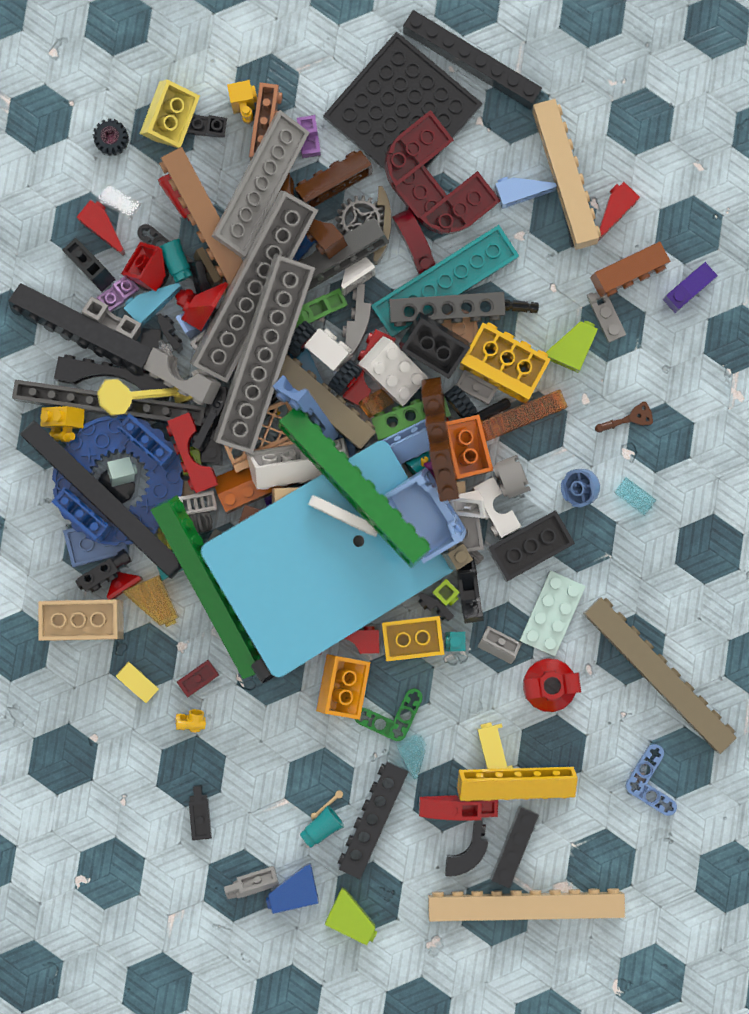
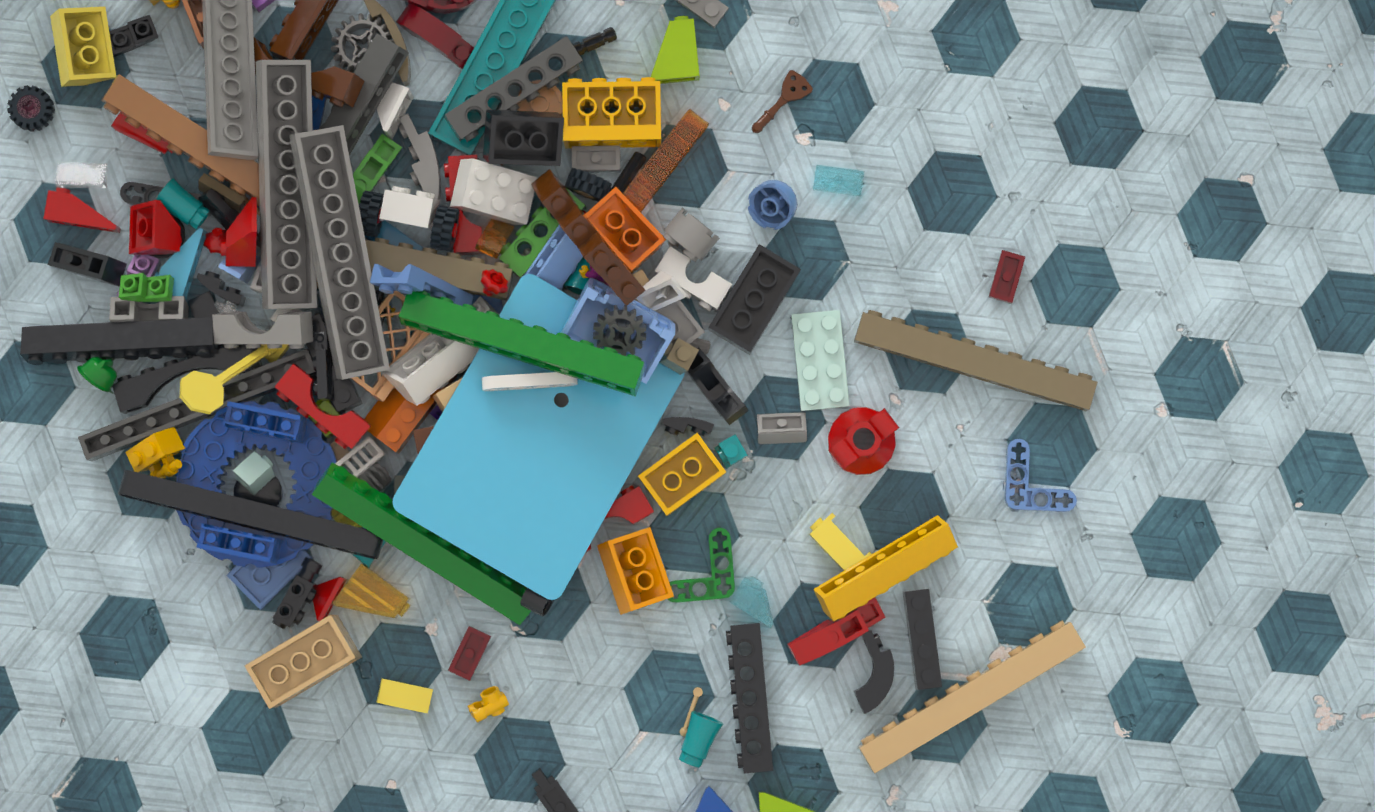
camera: 30 degrees left, 0 degrees up
(53, 344) = (99, 373): none -> green piece
(118, 304) = (146, 289): none -> bright green slope
(357, 434) = (494, 282): none -> red piece
(431, 512) = (623, 322): none -> dark grey gear
(446, 593) = (691, 403): lime brick -> none
(714, 628) = (1006, 276): none -> dark red plate

